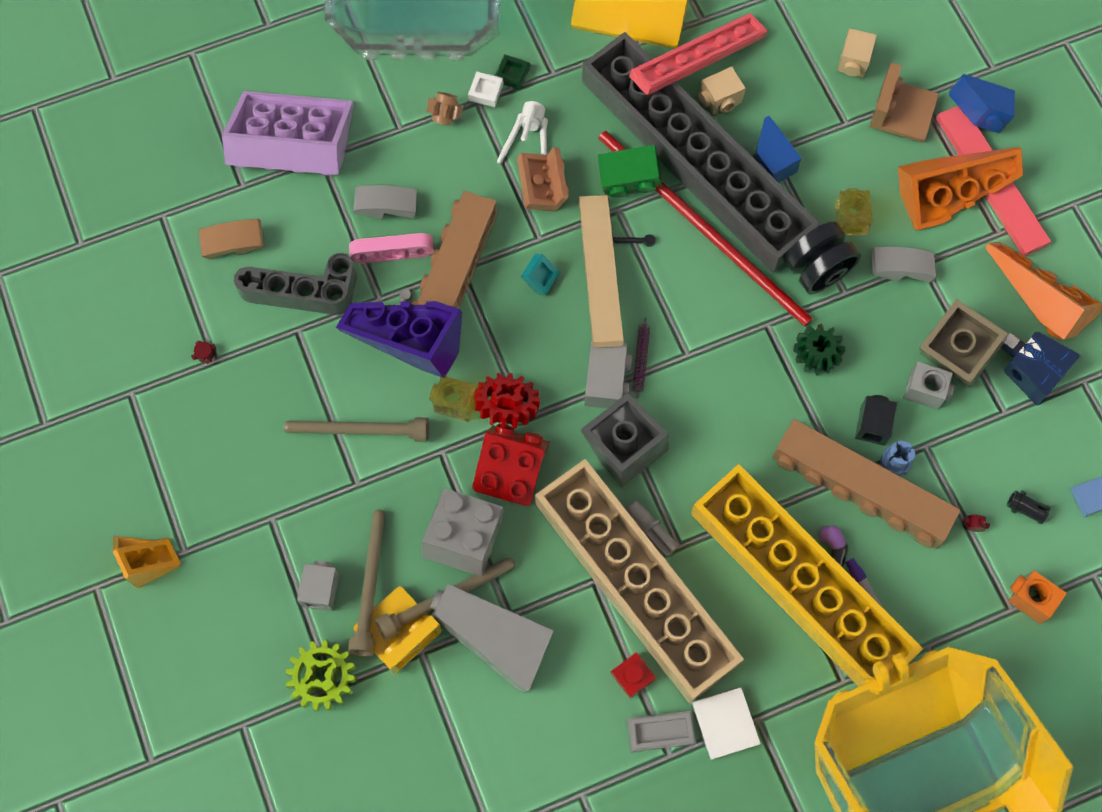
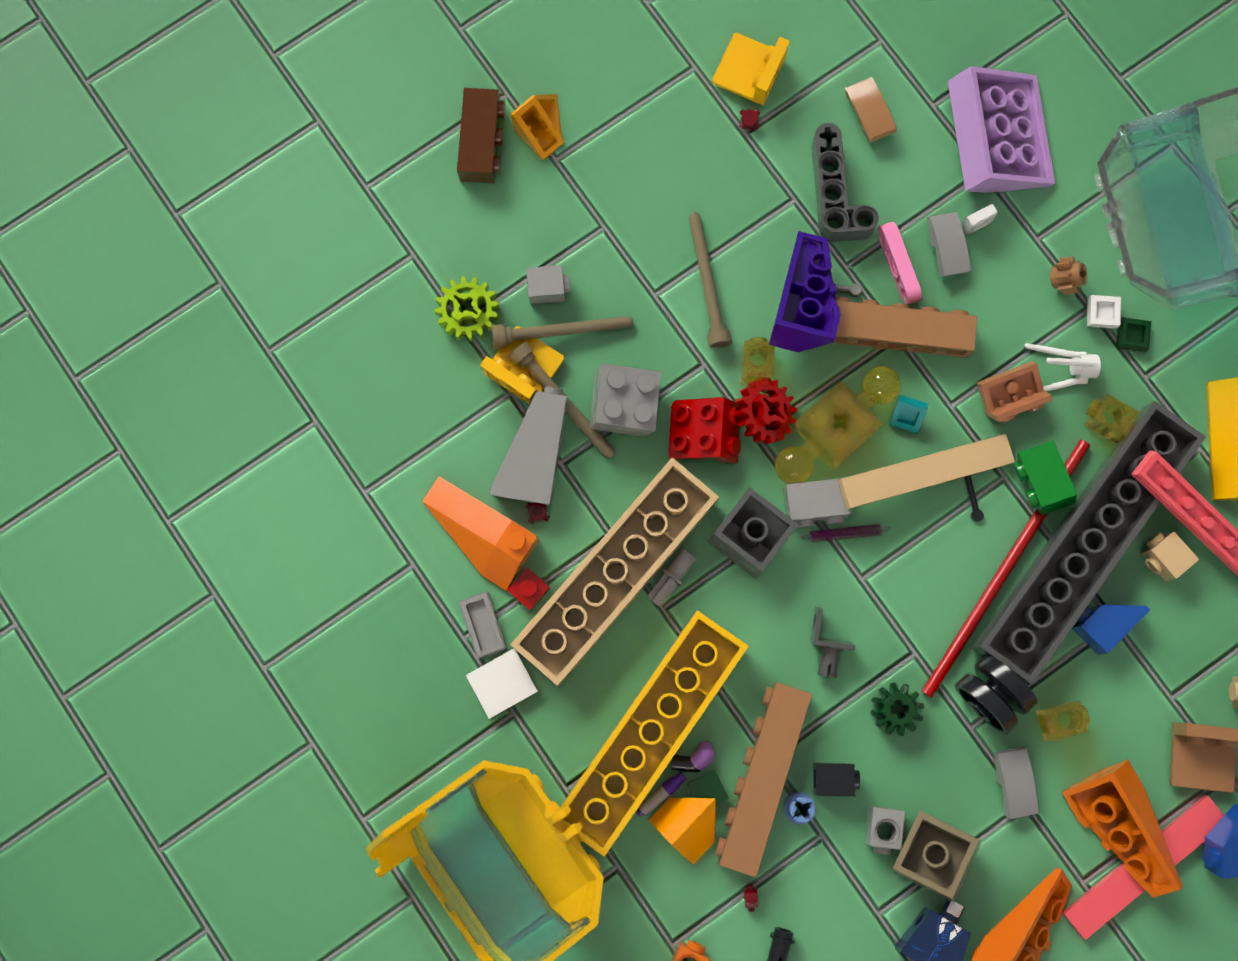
camera: 80 degrees right, 10 degrees up
(135, 621) = (480, 135): none -> reddish brown brick
(152, 336) = (750, 67): none -> yellow bracket
(369, 168) = (979, 219): none -> white tile
(529, 354) = (840, 404): none -> clear yellow brick
(555, 649) = (537, 512): none -> dark red piece
(571, 706) = (484, 535): none -> orange wedge
(586, 96) = (1123, 418): none -> clear yellow brick
(749, 395) = (830, 647): none -> dark grey bracket
(867, 541) = (708, 787): none -> dark green tile
(897, 567) = (687, 825): none -> light orange slope

